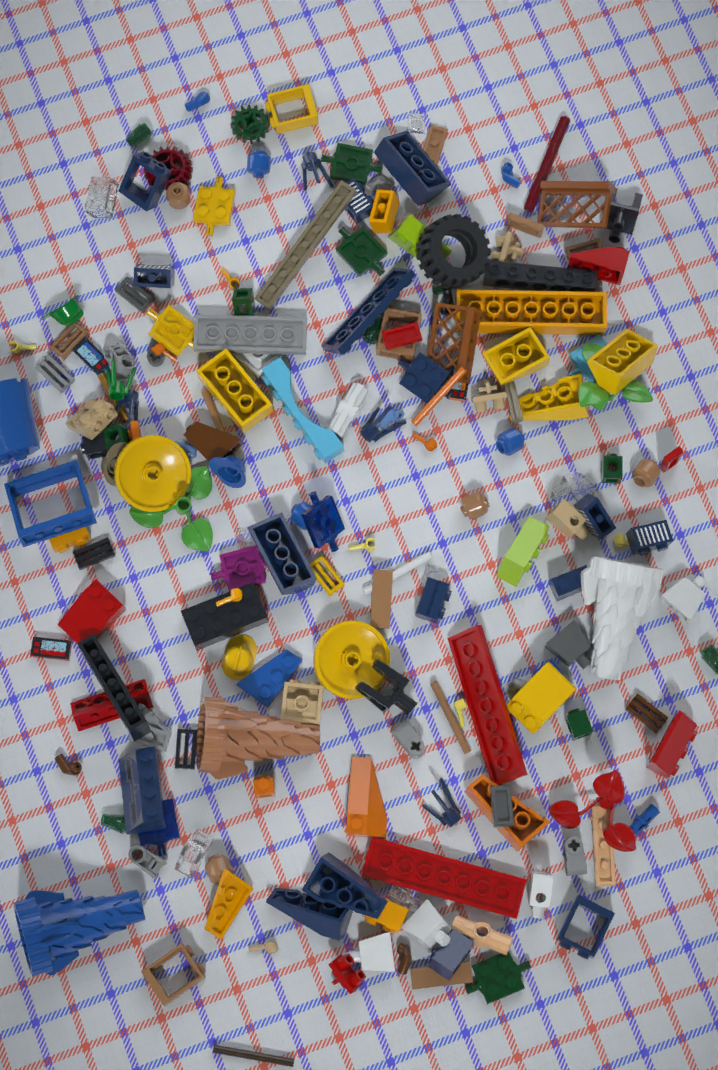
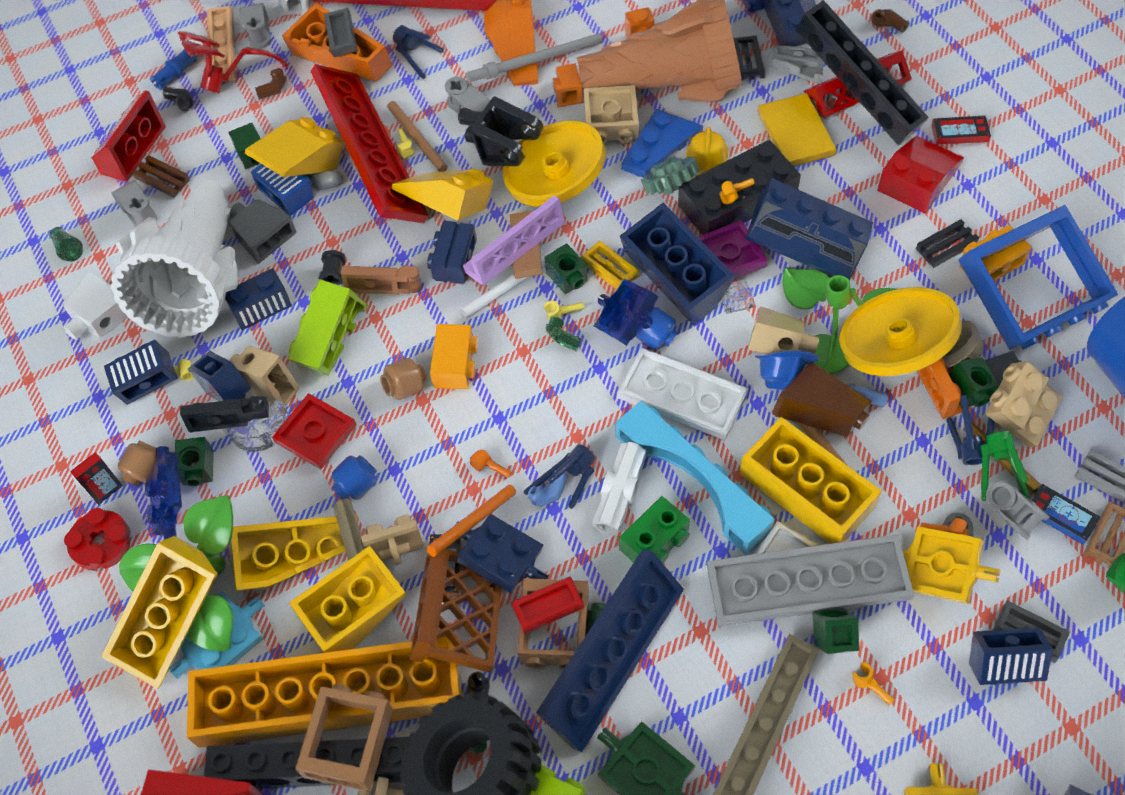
camera: 175 degrees right, 15 degrees down
(168, 670) = (797, 129): none -> yellow tile
(187, 565) = (809, 230): none -> dark blue slope
(227, 492) = (780, 332): none -> tan torso
(270, 632) = (670, 175): none -> sand green gear
(295, 470) = (683, 393): none -> white tile
(330, 741) = (567, 85): none -> orange brick
(332, 377) = (656, 530): none -> green brick
(356, 580) = (562, 260): none -> dark green brick
(369, 524) = (554, 329): none -> clear green arm
(387, 755) = (493, 69): none -> light grey bar
(389, 592) = (515, 242): none -> lavender fence
(434, 649) = (449, 192): none -> yellow slope
(440, 517) = (452, 356): none -> light orange brick
(483, 586) = (381, 279): none -> nougat hinge
(518, 602) = (332, 266): none -> black bush
(524, 256) = (338, 773): none -> medium nougat window
(534, 479) = (314, 431): none -> red plate
(559, 789) = (274, 86): none -> reddish brown arm
(588, 484) = (224, 413): none -> black hinge
(627, 443) = (164, 493): none -> clear blue plate
(633, 791) = (181, 96): none -> black arm
(664, 687) = (134, 202): none -> light grey piece
(671, 440) = (89, 526): none -> red plate

